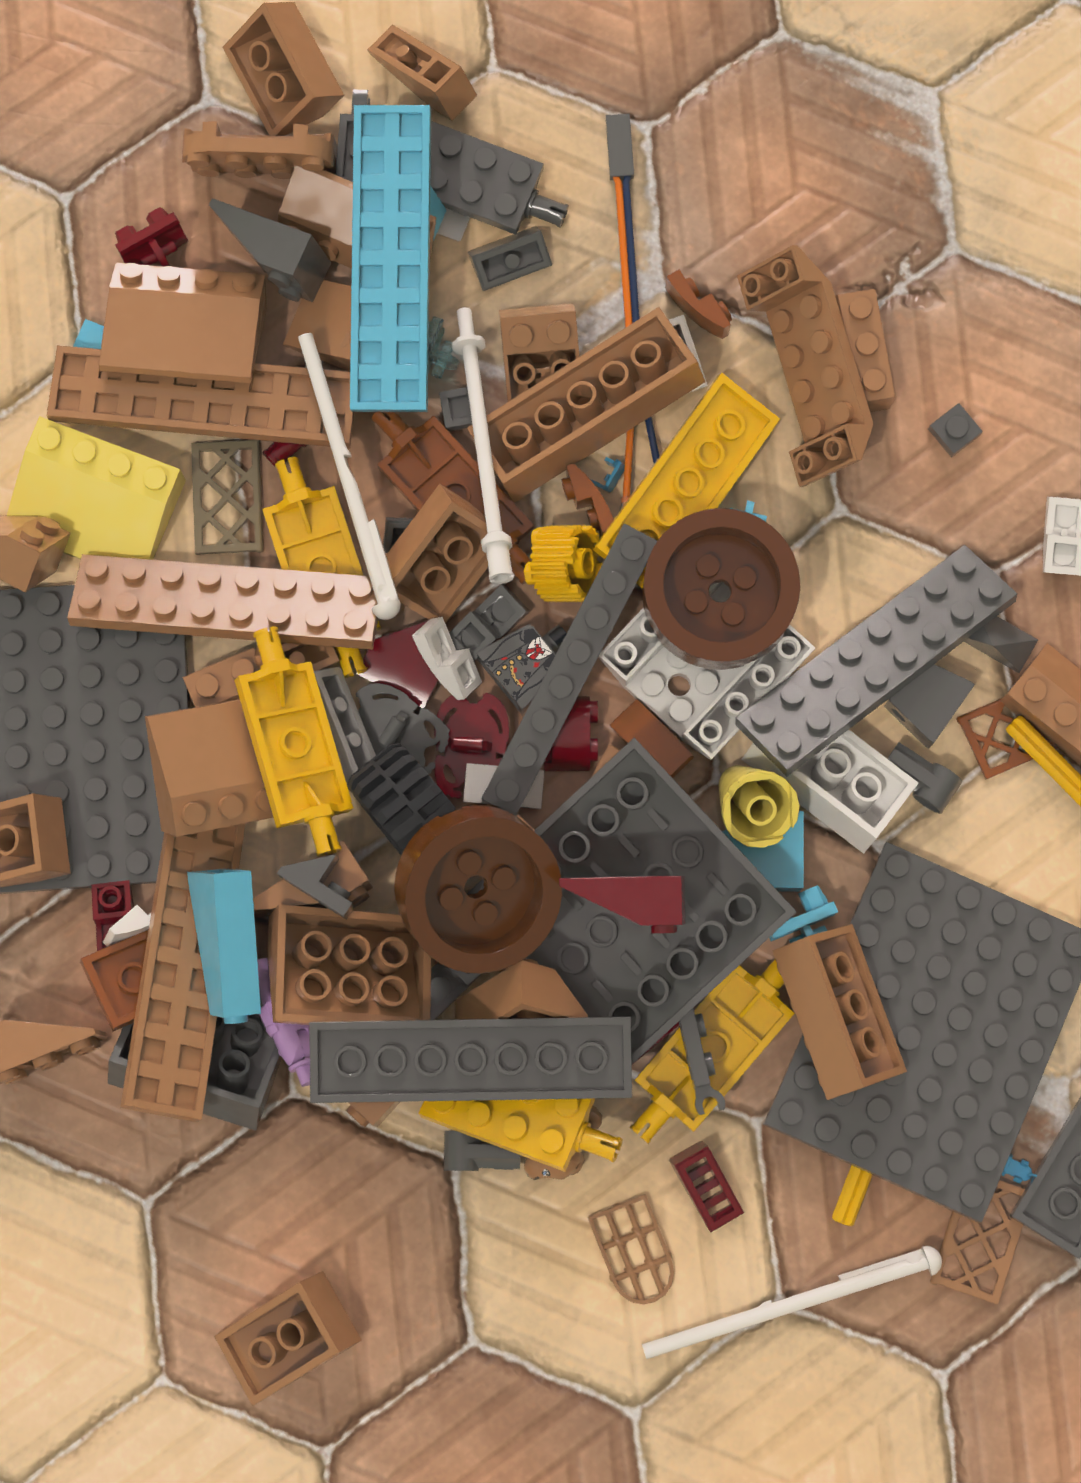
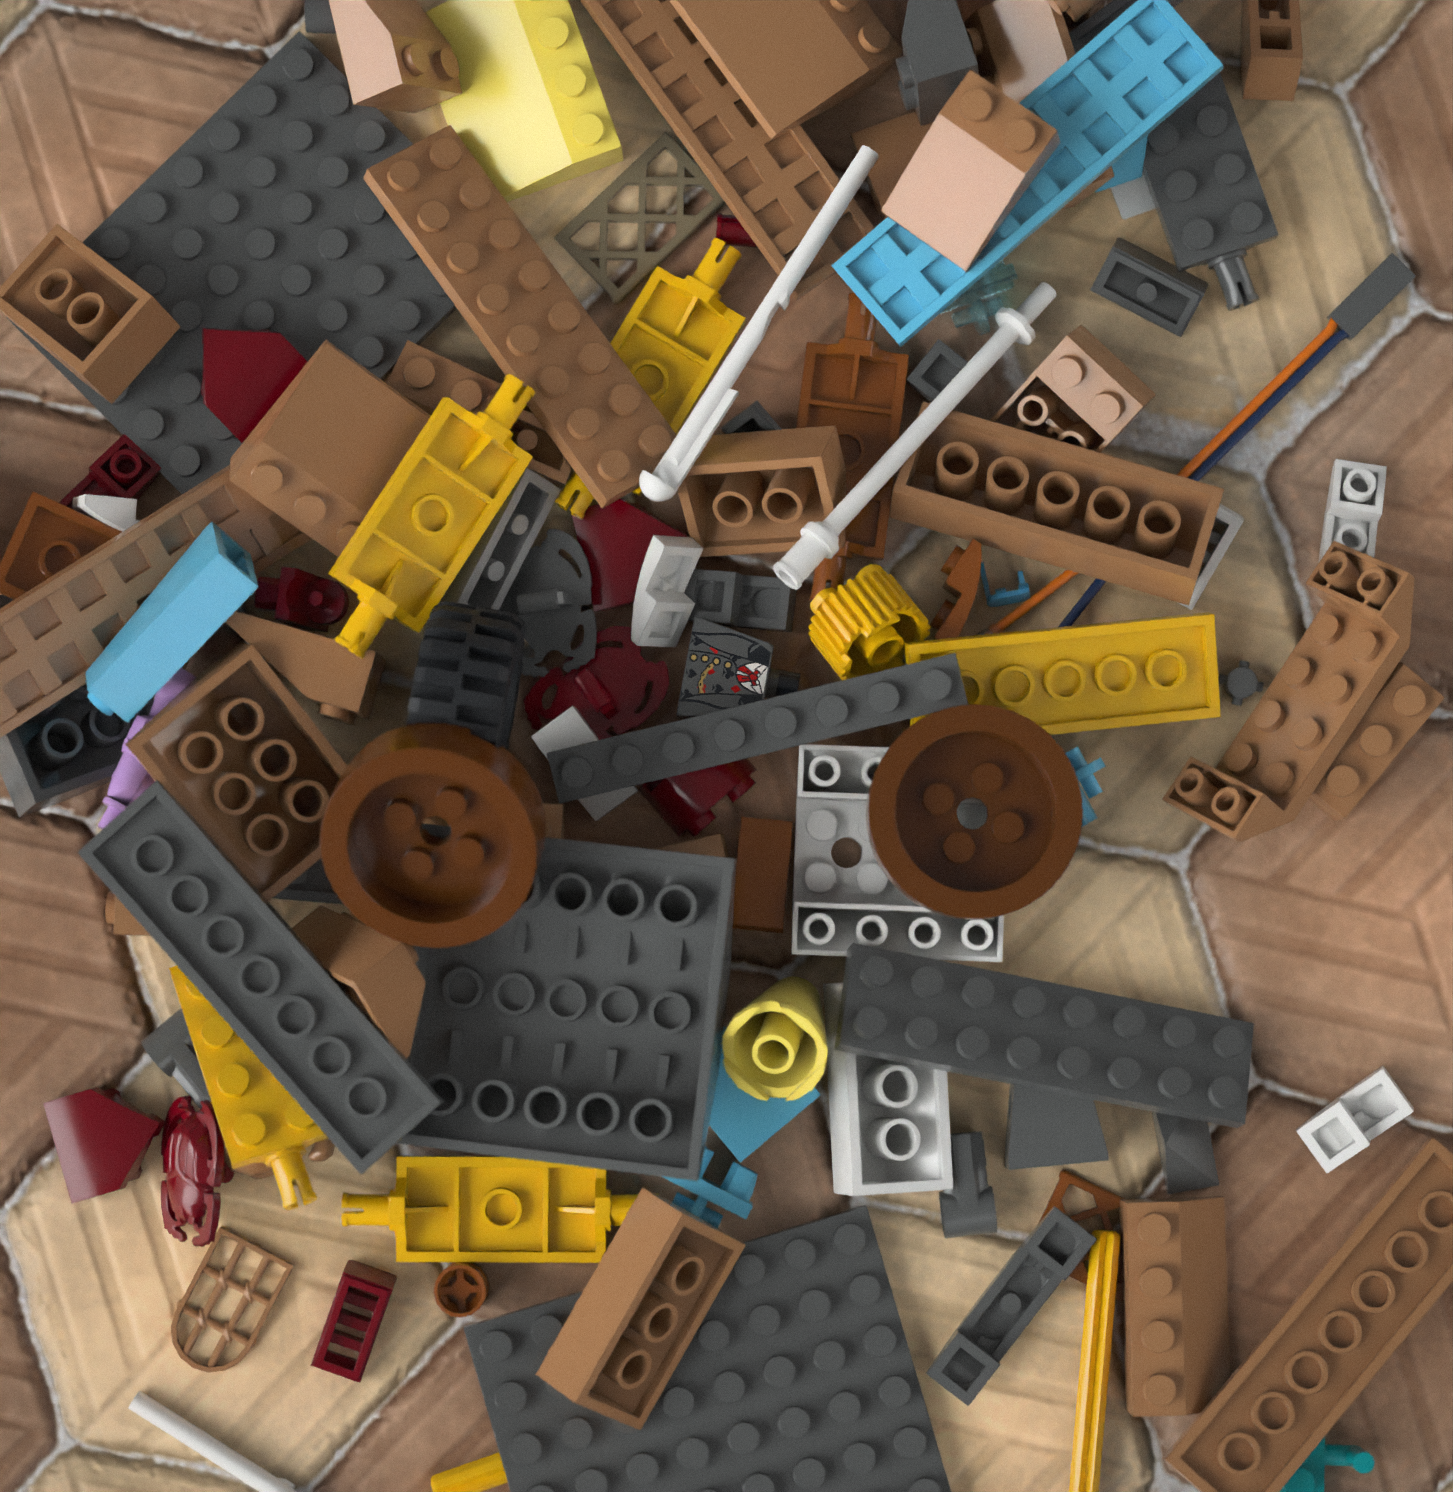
camera: 50 degrees right, 5 degrees up
(122, 785) = (245, 375): none -> dark red slope
(271, 856) = (302, 599): none -> dark red hips
(309, 878) = (301, 654): dark grey slope -> none
(366, 287) = (970, 170): none -> slope
(479, 1243) = (99, 1140): none -> dark red slope
(540, 1198) = (194, 1166): none -> dark red shield
(643, 900) = (562, 1005): dark red slope -> none
(699, 1063) = (466, 1210): dark grey plate -> none
(704, 312) = (1268, 541): dark orange slope -> none
(725, 252) = (1353, 506): none -> white slope
(741, 1107) = (457, 1295): none -> dark orange wheel
(771, 393) = (1240, 683): none -> dark grey piece
(955, 430) = (1370, 909): dark grey plate -> none
(1007, 808) = (1010, 1304): none -> dark grey slope

